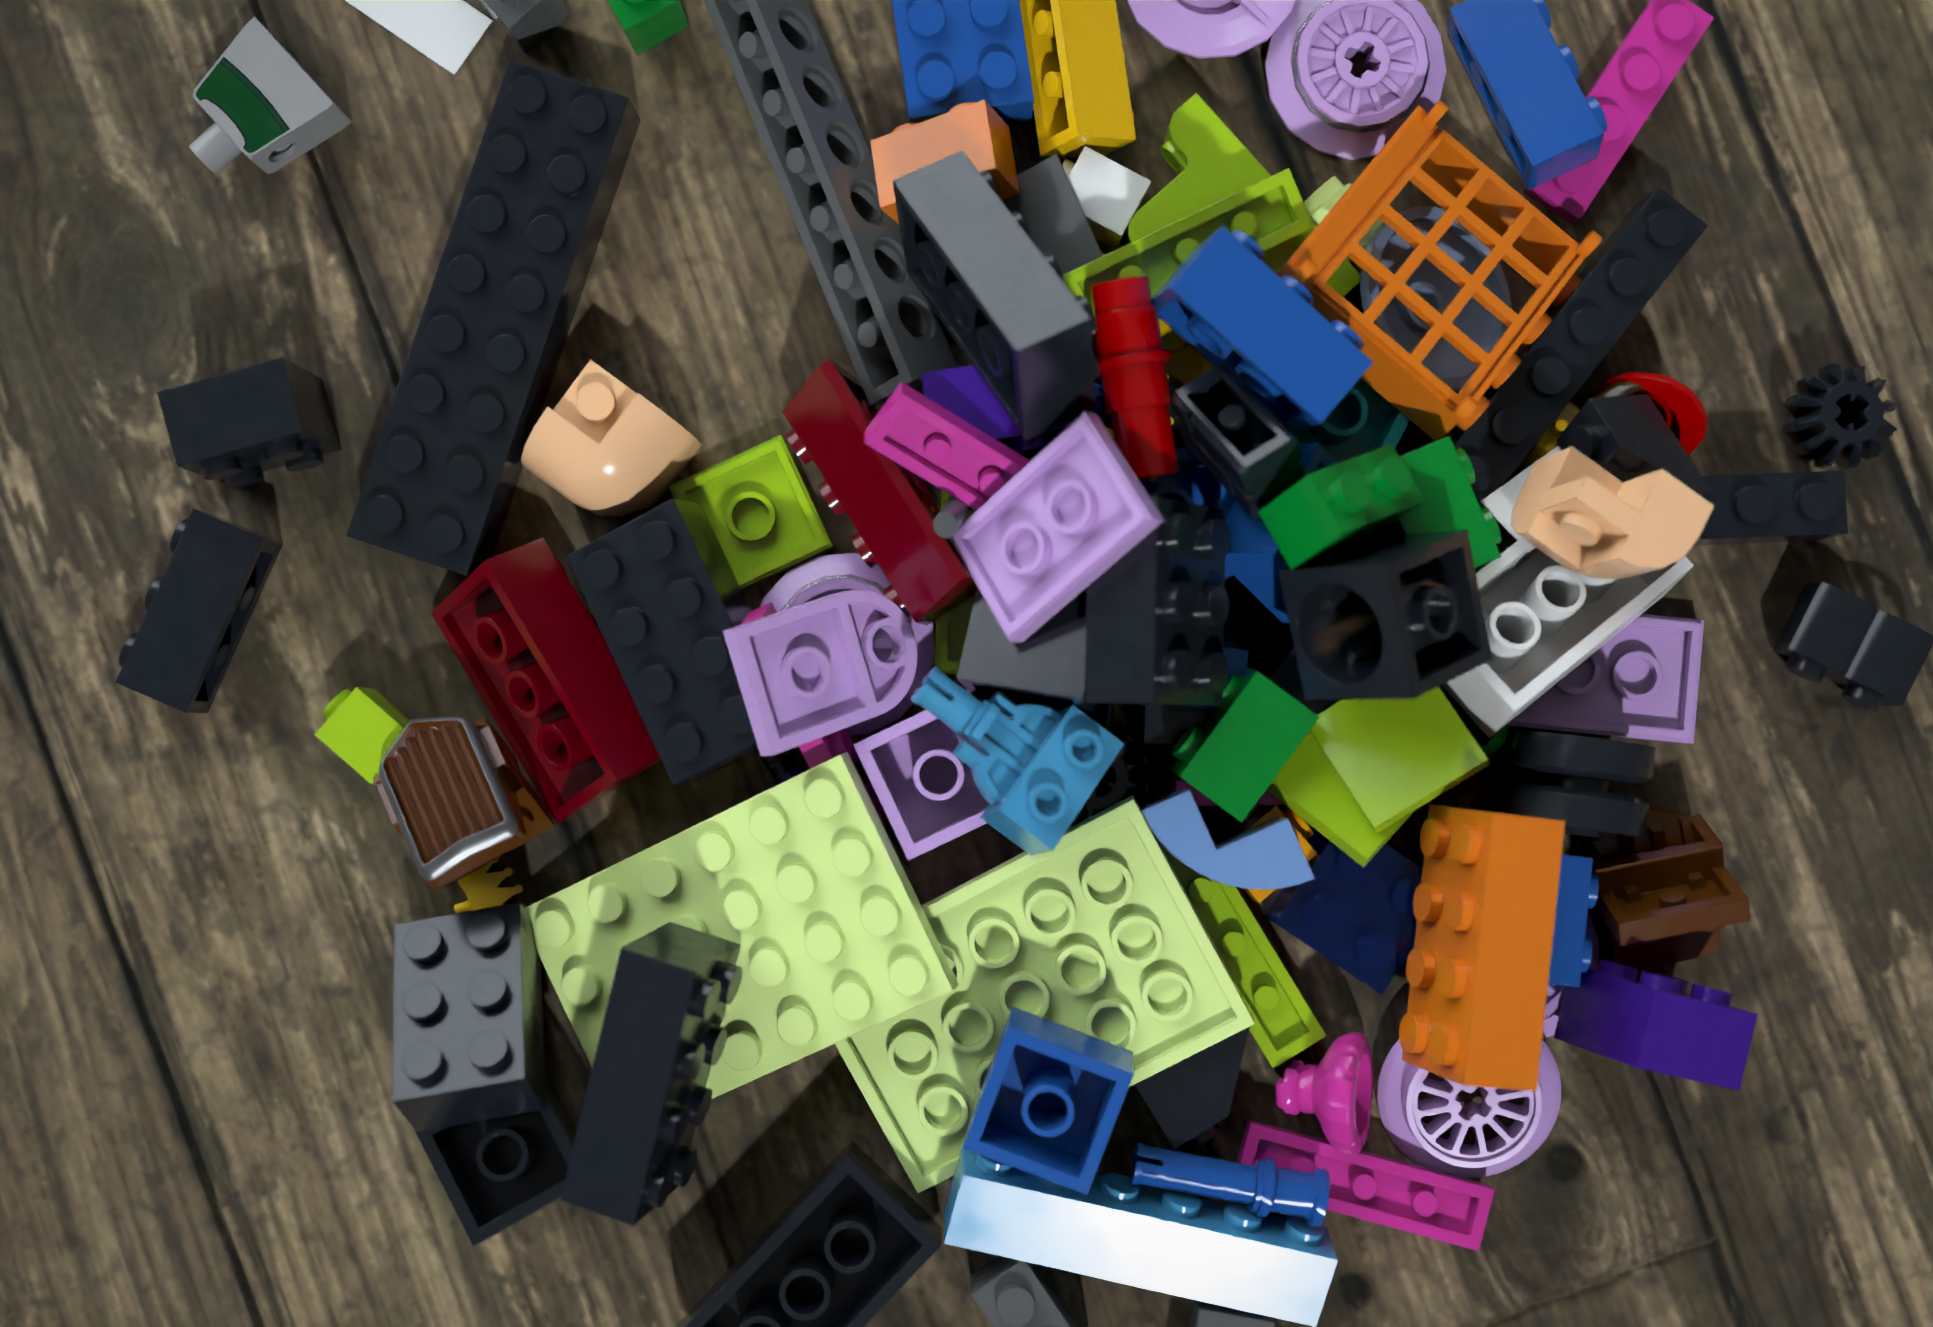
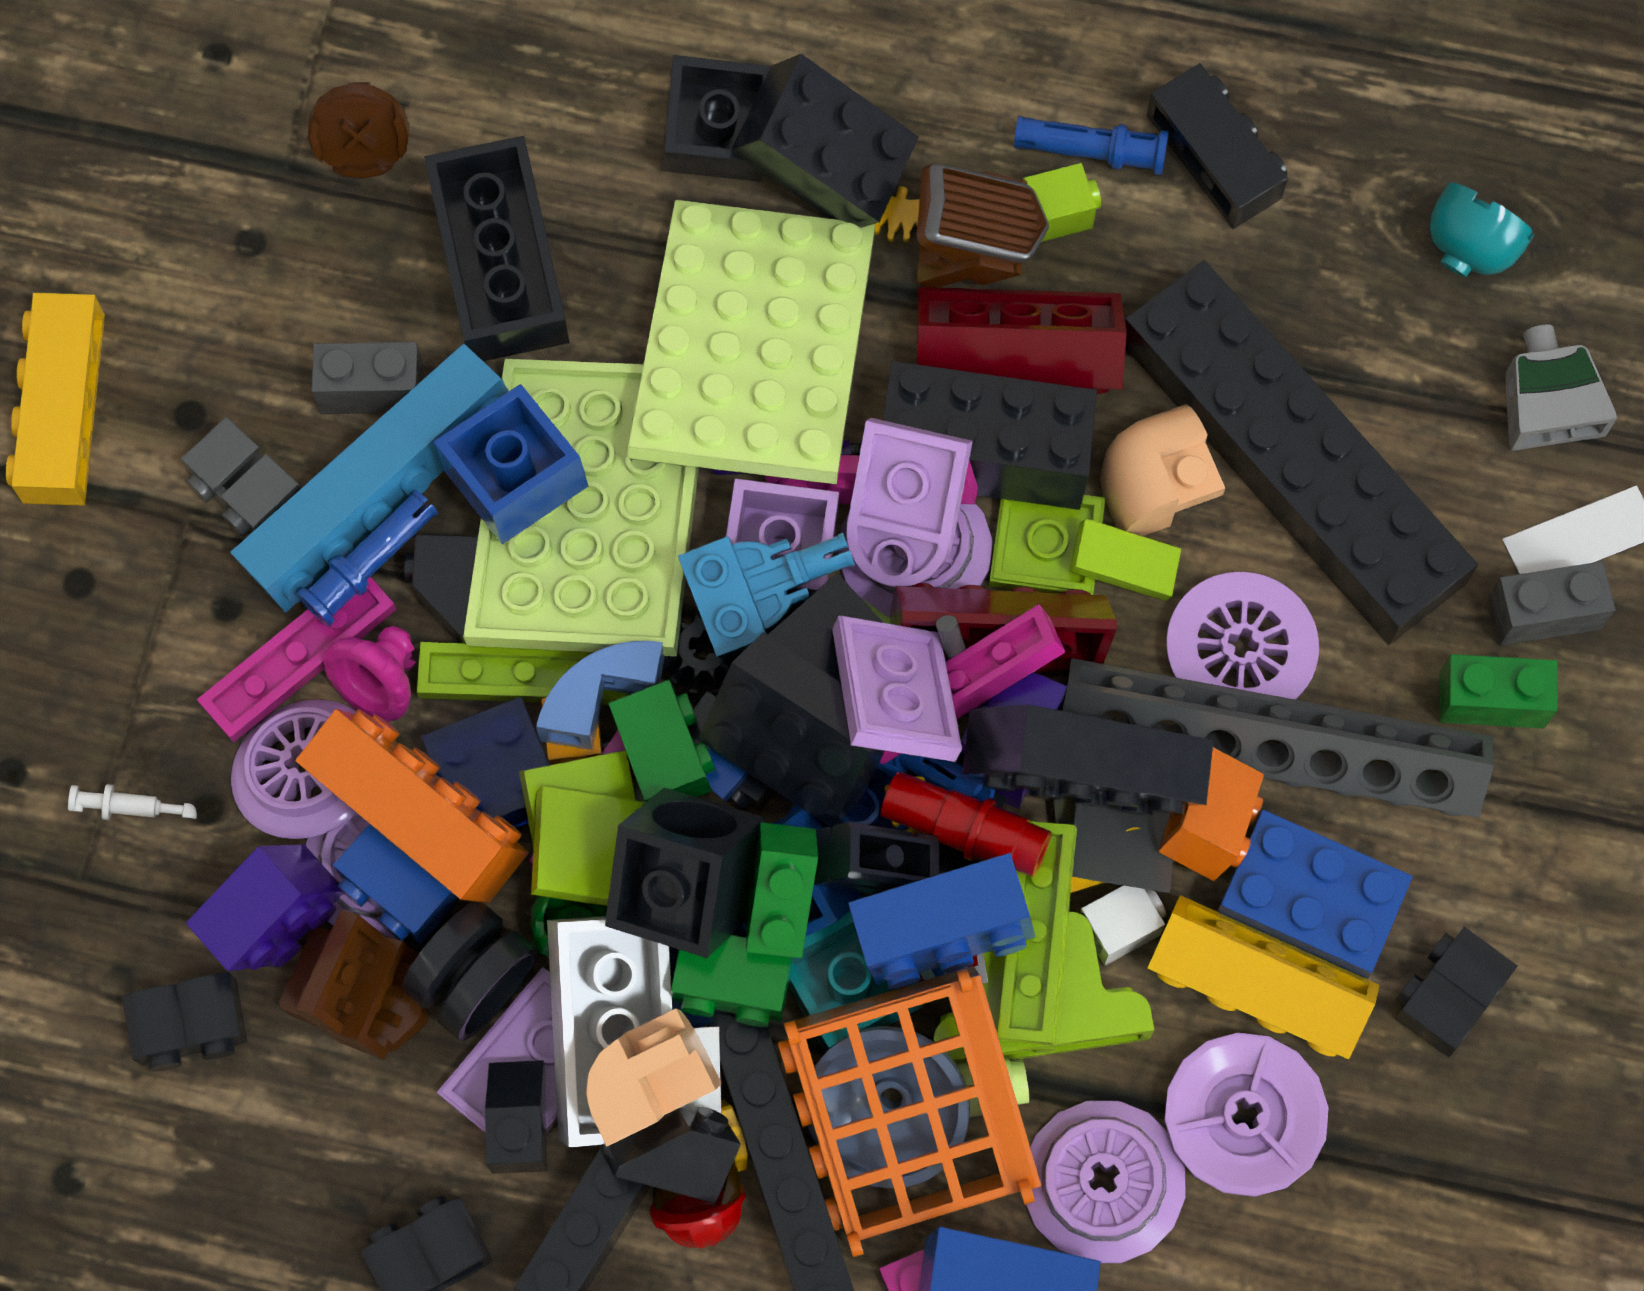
camera: 125 degrees right, 15 degrees down
(132, 281) = (1476, 233): none -> teal cylinder
(250, 422) = (1322, 247): black brick -> none
(268, 719) = (1115, 146): none -> blue pin
(652, 1072) = (710, 227): black brick -> none
(670, 254) = (1253, 592): none -> lavender piece
(724, 424) = (1125, 559): none -> lime tile
(1627, 1259) = (125, 804): none -> white piece
(1681, 645) = (516, 1117): none -> black slope
(1796, 1035) = (185, 1020): none -> black brick

